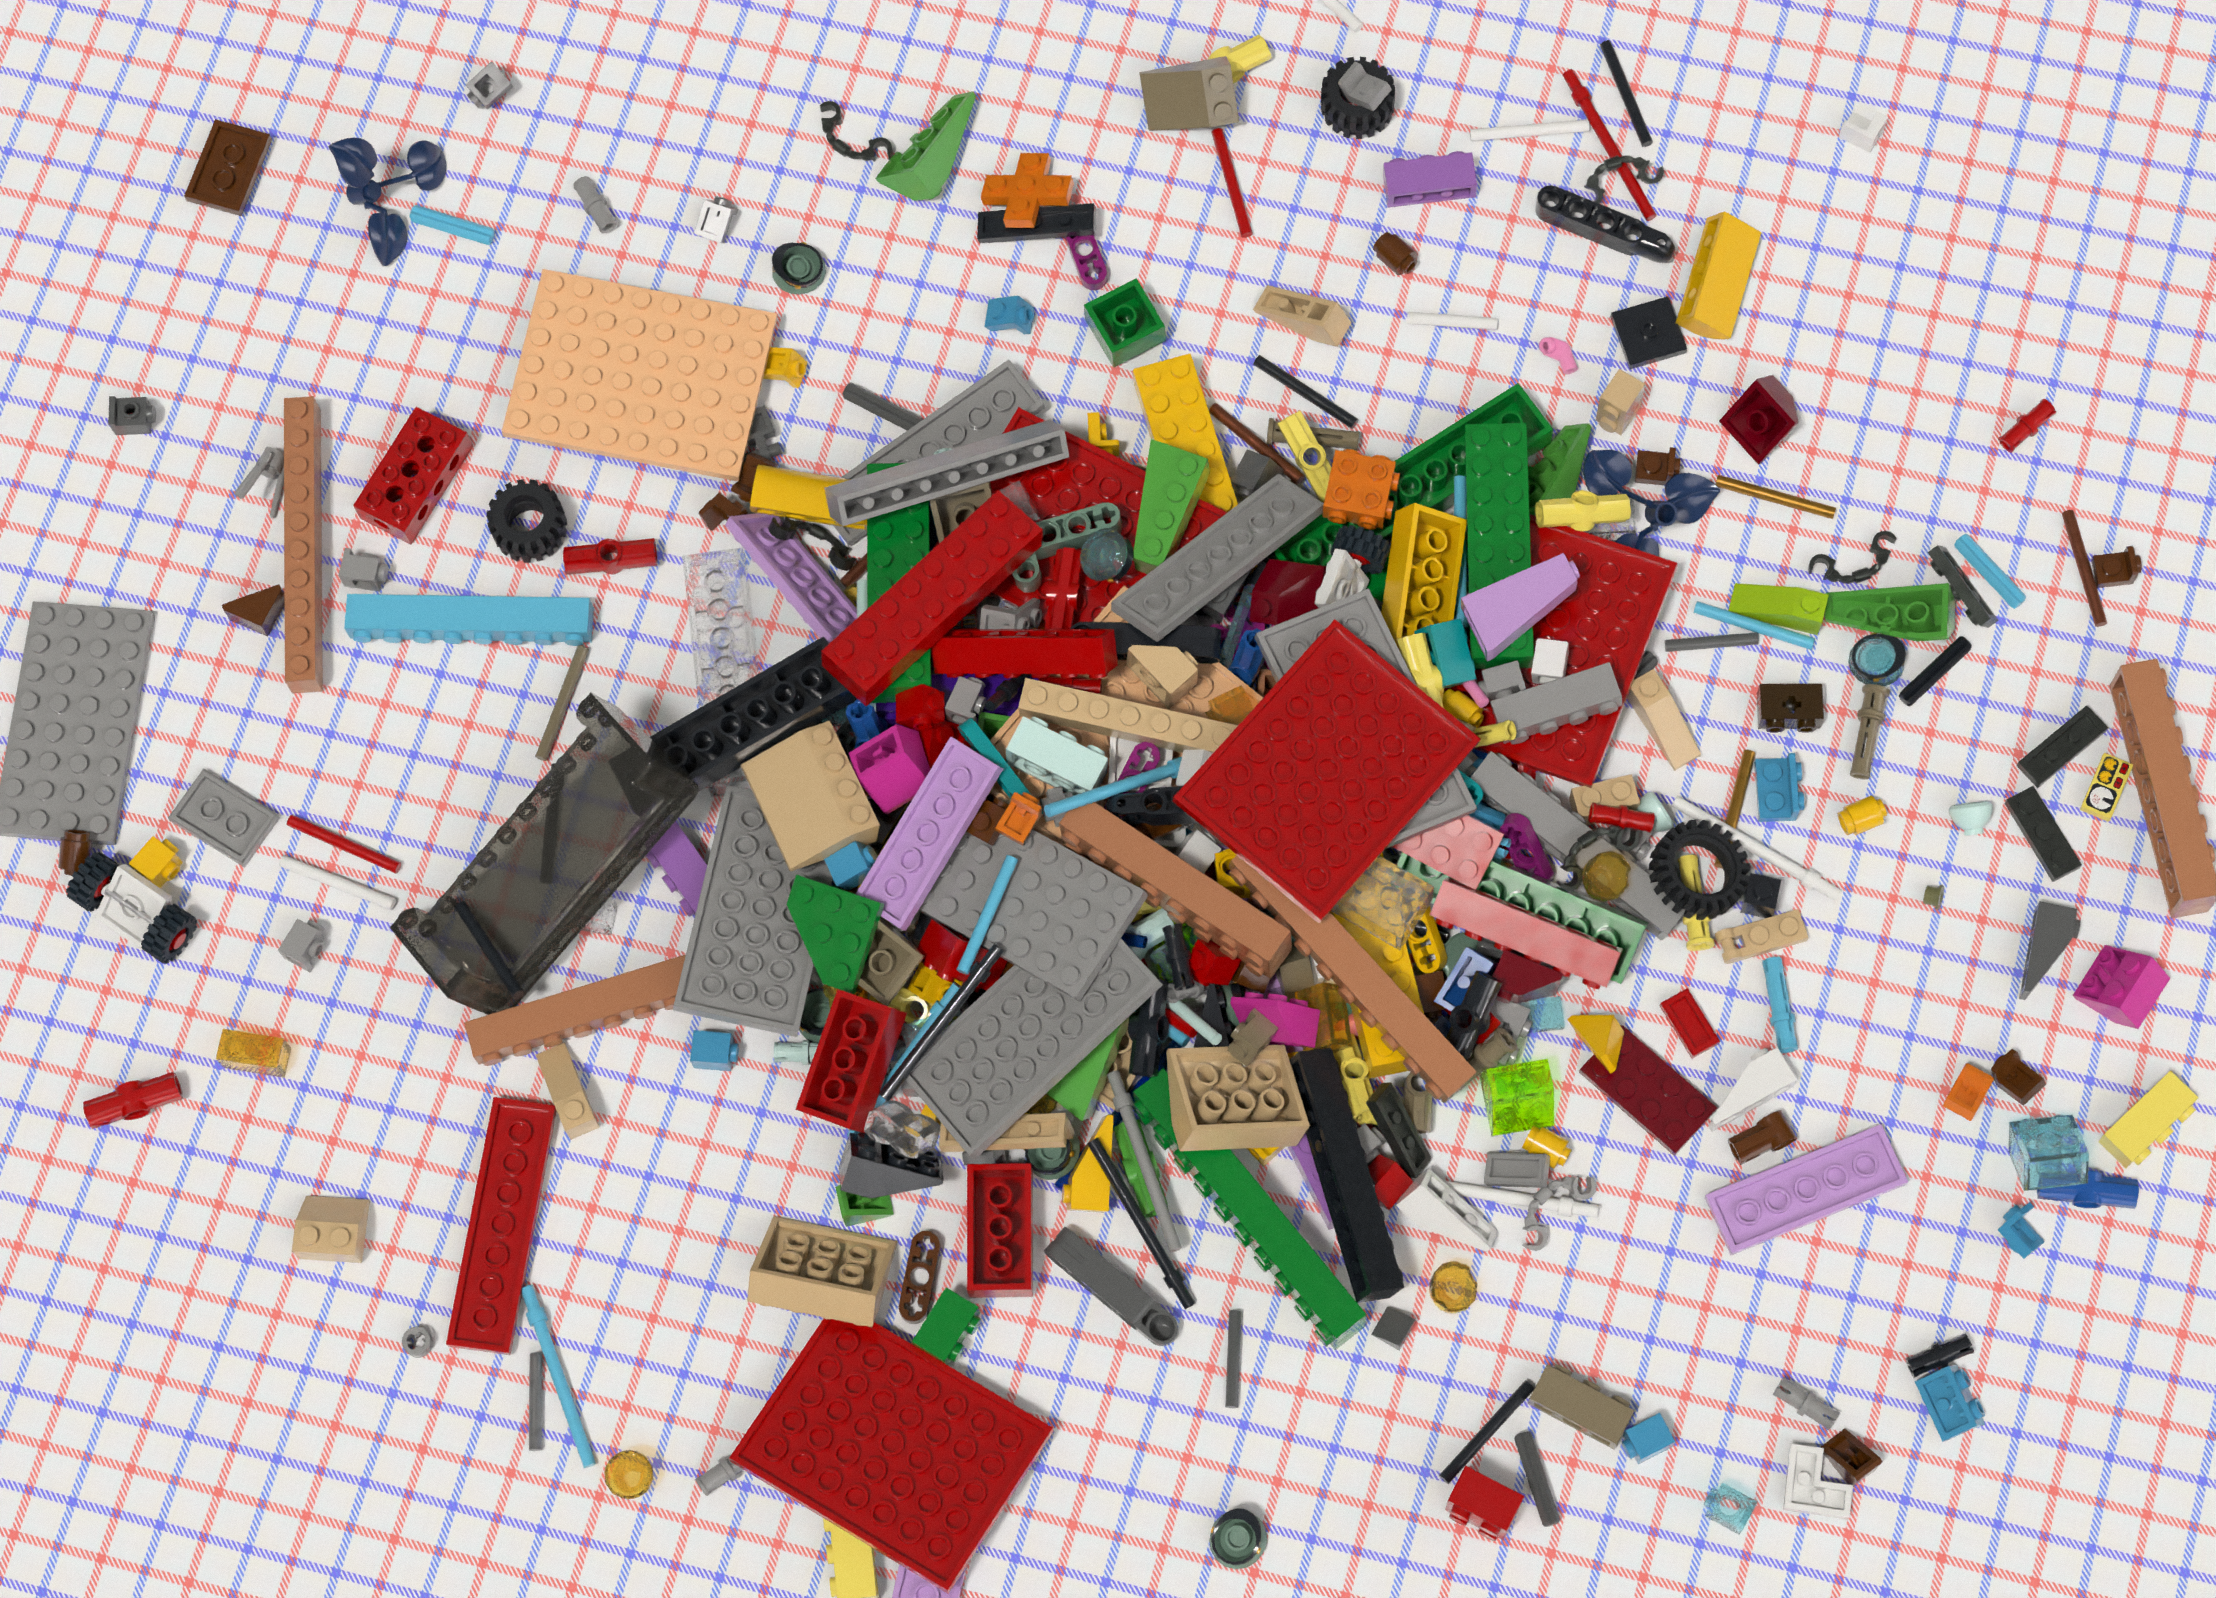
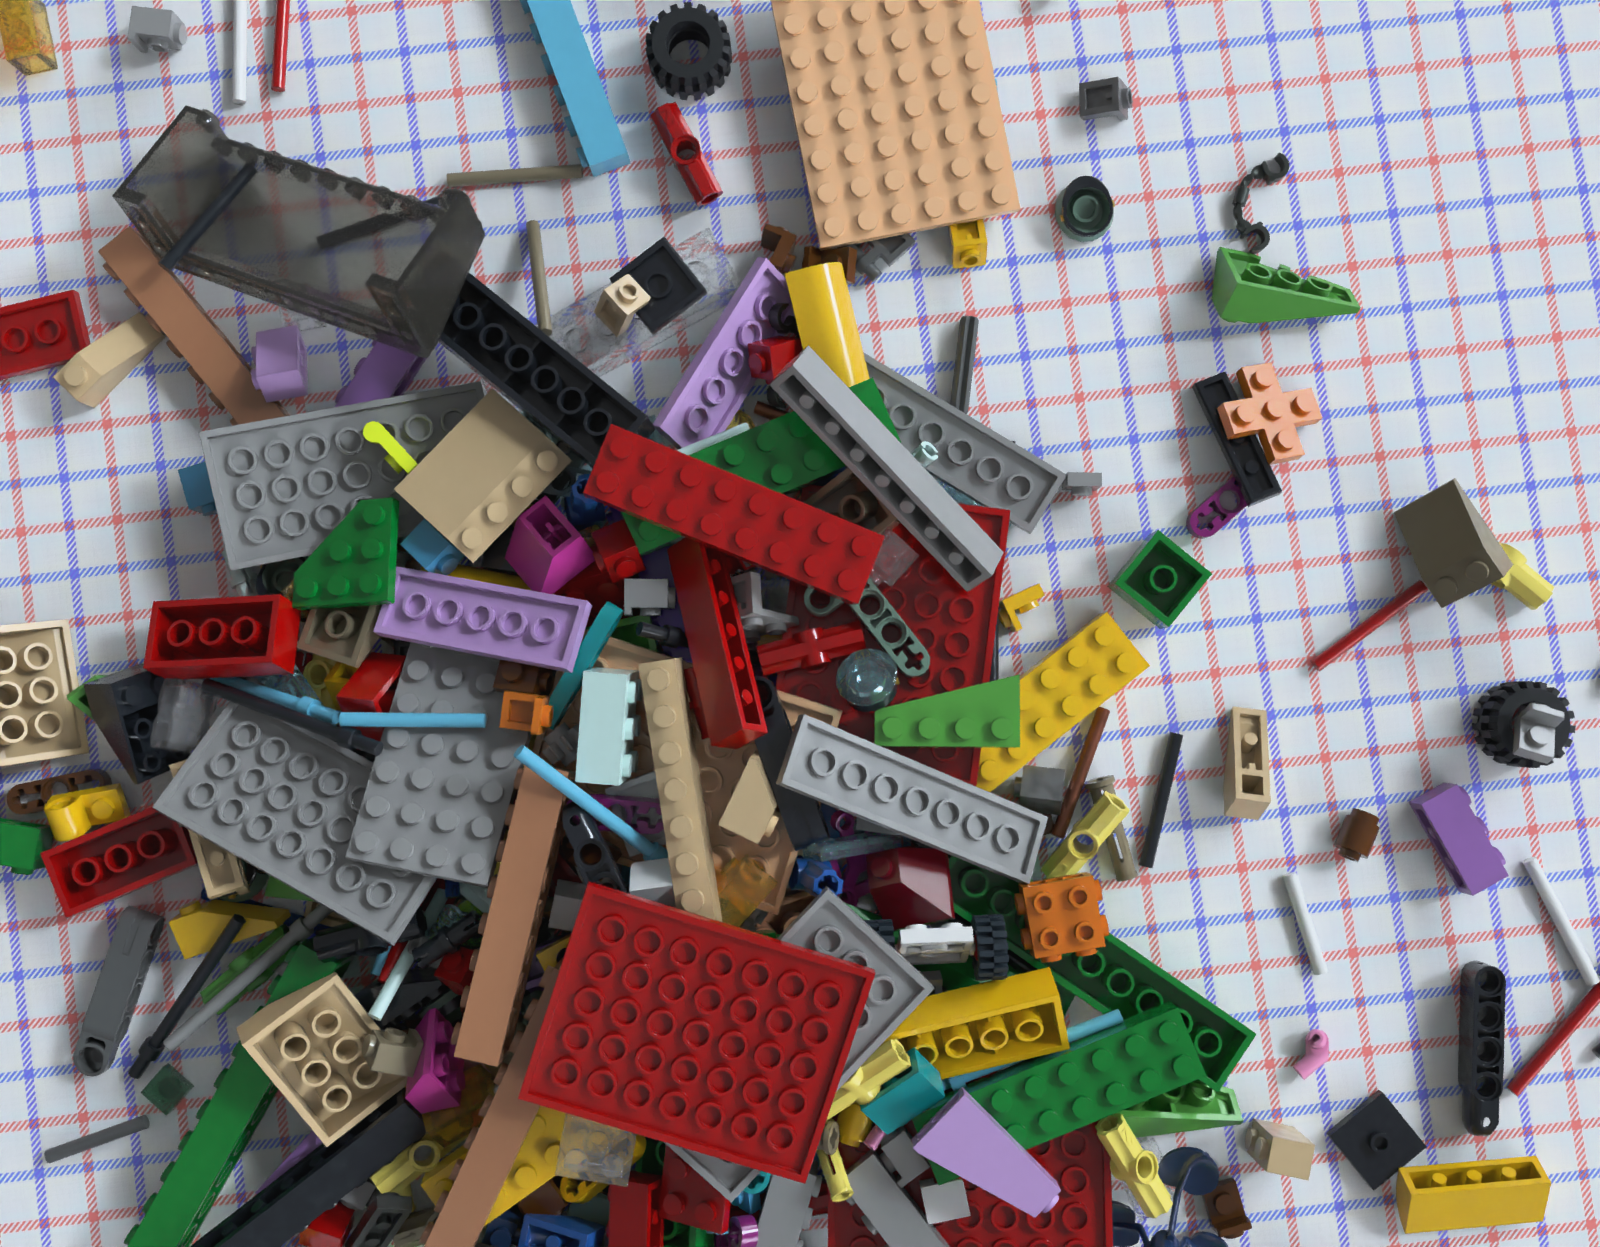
camera: 60 degrees right, 15 degrees up
(638, 941) = (280, 364): none -> lavender brick
(655, 706) = (538, 277): none -> dark tan bar
(715, 607) = (666, 281): none -> black plate
(718, 639) = (620, 303): none -> tan bracket
(759, 863) = (397, 456): none -> neon yellow plate
(814, 544) = (771, 355): none -> red brick
(944, 1254) = (76, 811): none -> yellow plate
(1009, 314) = (1121, 453): dark azure bracket -> none
(1021, 351) = (1082, 483): none -> light grey plate
(1214, 1278) = (167, 1089): none -> clear green plate
(1616, 162) = (1570, 1057): pearl dark grey piece -> none

